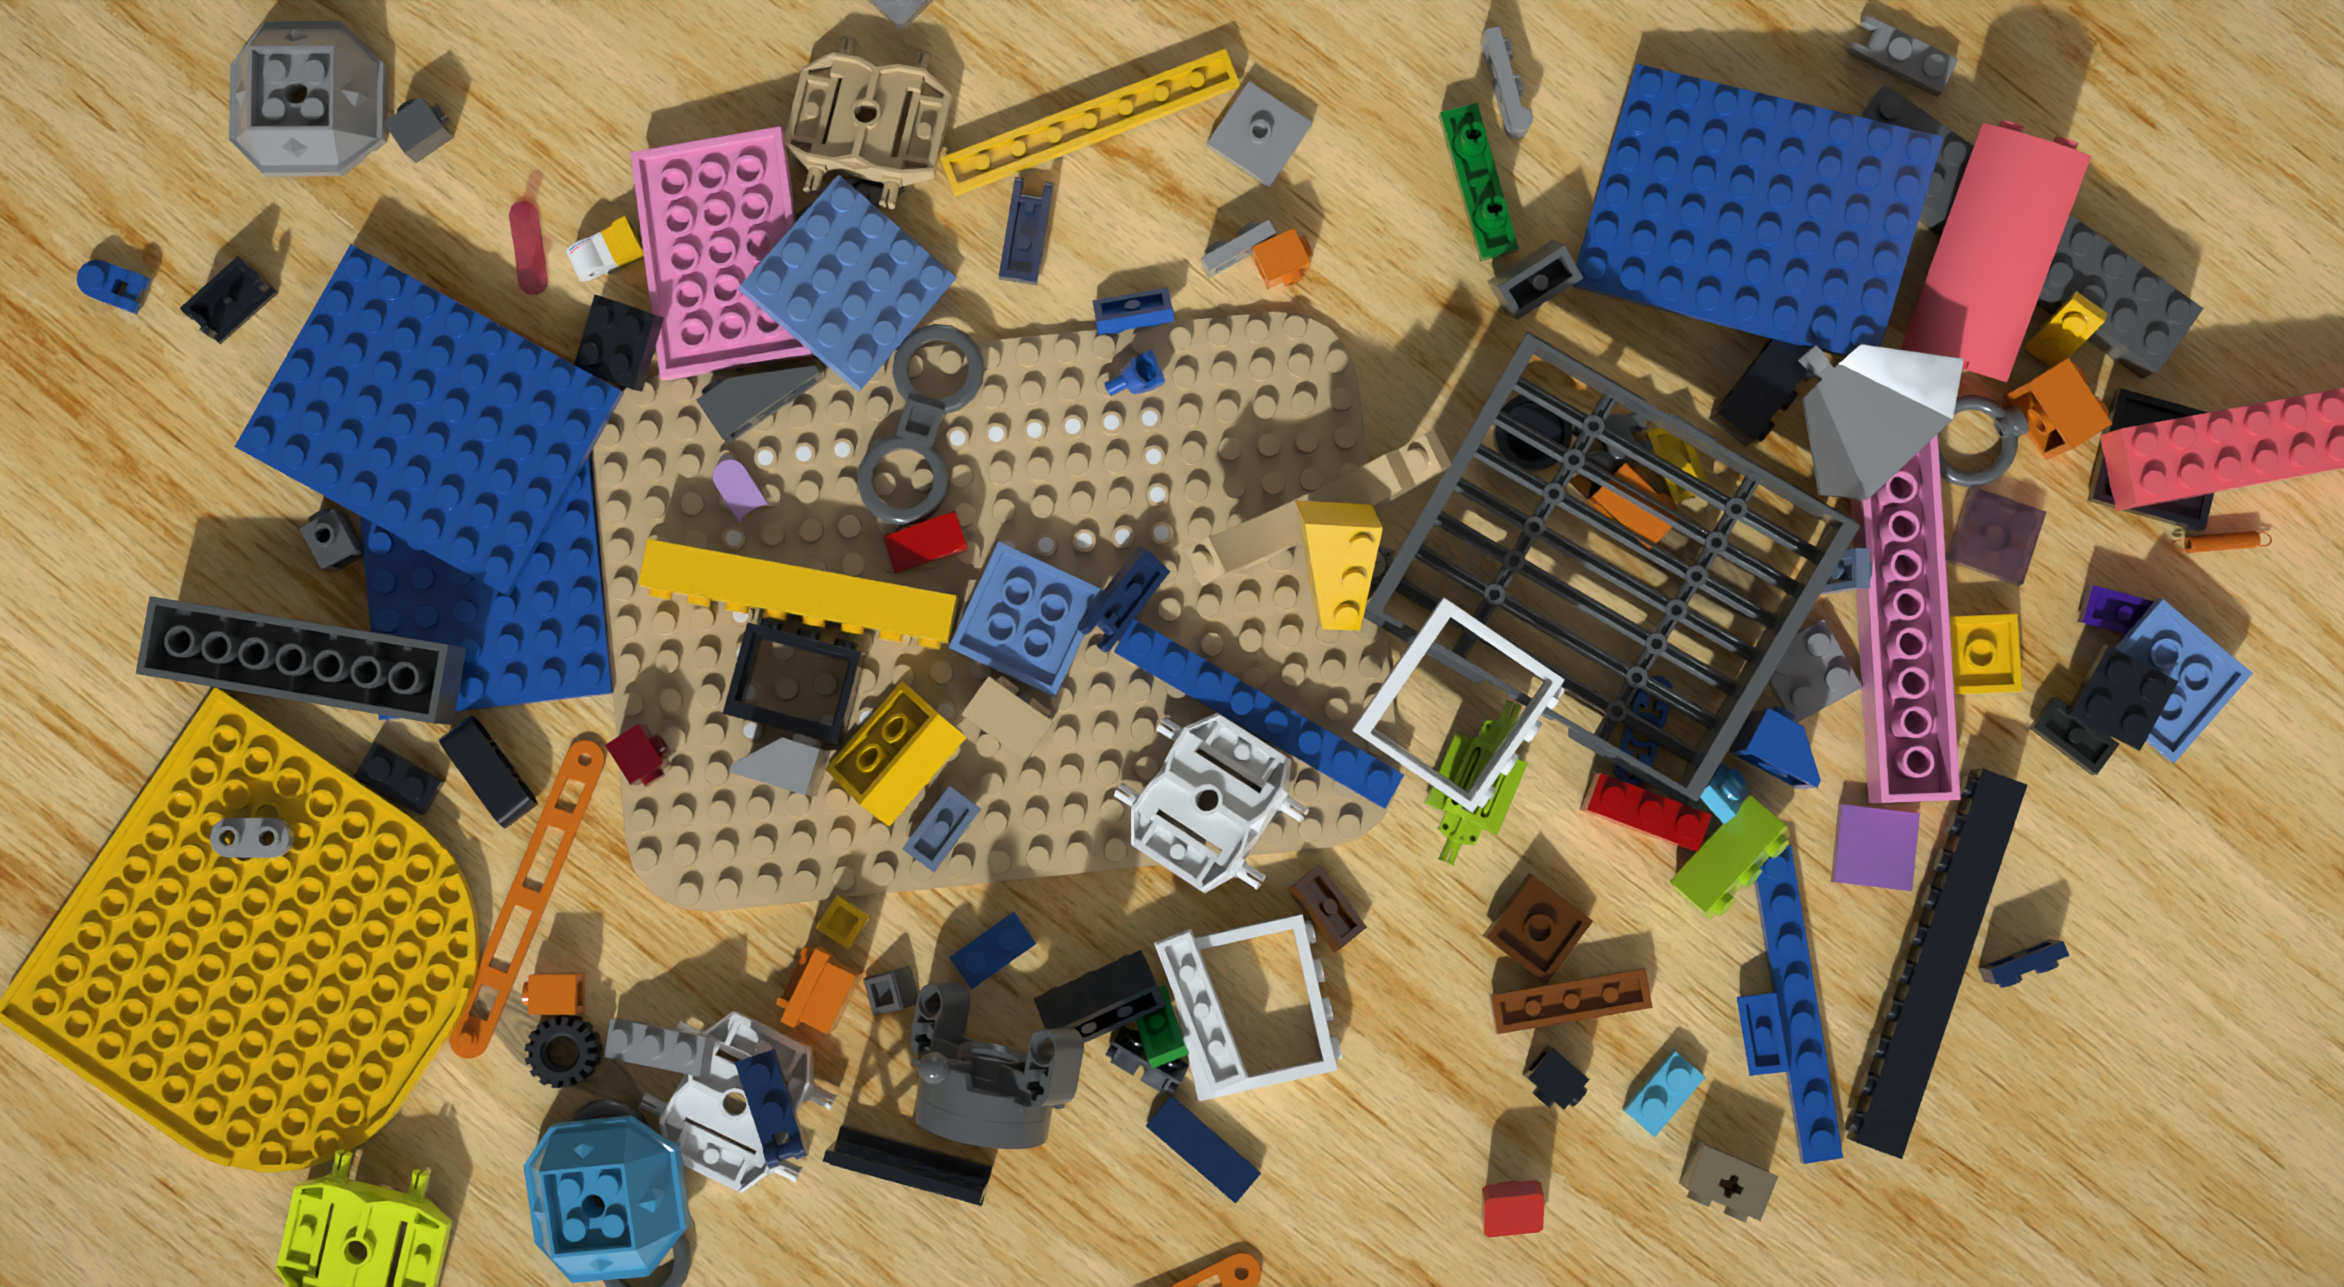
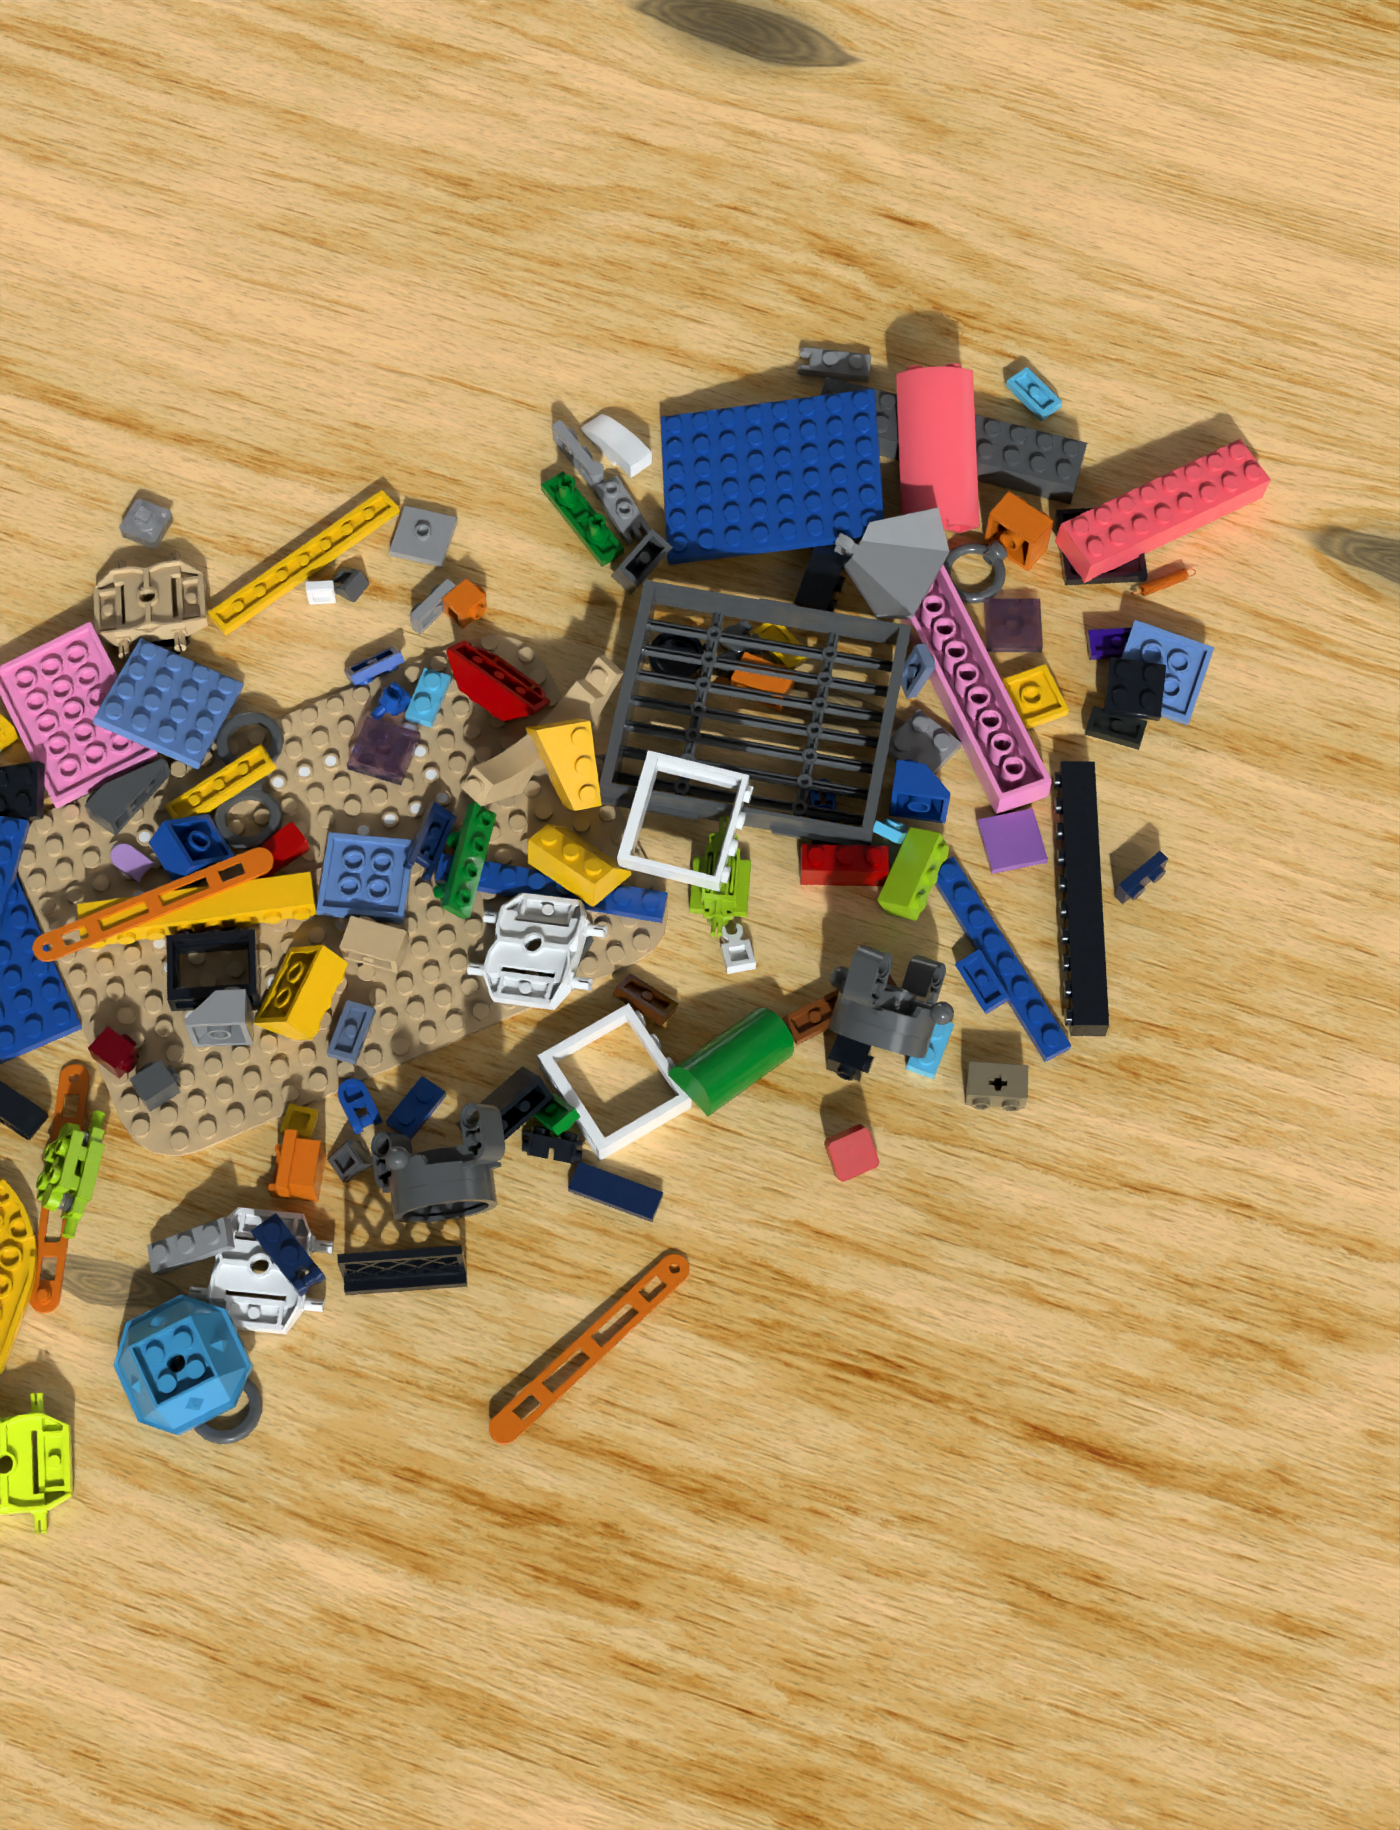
camera: 20 degrees left, 20 degrees down
(540, 1057) = (116, 1261): black tyre -> none
(543, 895) = (71, 1171): none -> lime piece
(554, 993) = (100, 1239): orange brick -> none
(677, 815) = (155, 1084): none -> dark grey brick
(816, 504) = (189, 846): none -> blue slope
(880, 427) = (222, 784): none -> yellow tile
(889, 559) = (254, 862): none -> orange piece
(922, 909) = (354, 1096): none -> blue plate
(1025, 234) = (283, 643): dark blue hinge -> none
(1097, 177) = (321, 592): none -> white tile
(1106, 444) = (383, 750): none -> clear purple plate
(1138, 171) = (350, 583): none -> dark grey slope
(1163, 650) = (468, 861): none -> green plate
(1188, 383) = (428, 697): none -> medium azure plate
(1201, 1010) = (579, 1087): white tile -> none
(1284, 401) = (495, 683): none -> red wedge
(1300, 699) = (575, 863): none -> yellow slope
(1407, 1034) = (734, 1060): none -> green brick
(1465, 885) = (737, 952): none -> white plate
(1536, 184) = (621, 509): none -> light grey hinge
(1537, 928) = (799, 966): reddish brown plate -> none
(1564, 83) = (618, 444): none -> white slope
(1623, 1065) = (886, 1014): none -> dark grey piece
(2066, 330) = (1005, 479): yellow plate -> none
(2158, 196) = (1034, 394): none -> medium azure plate

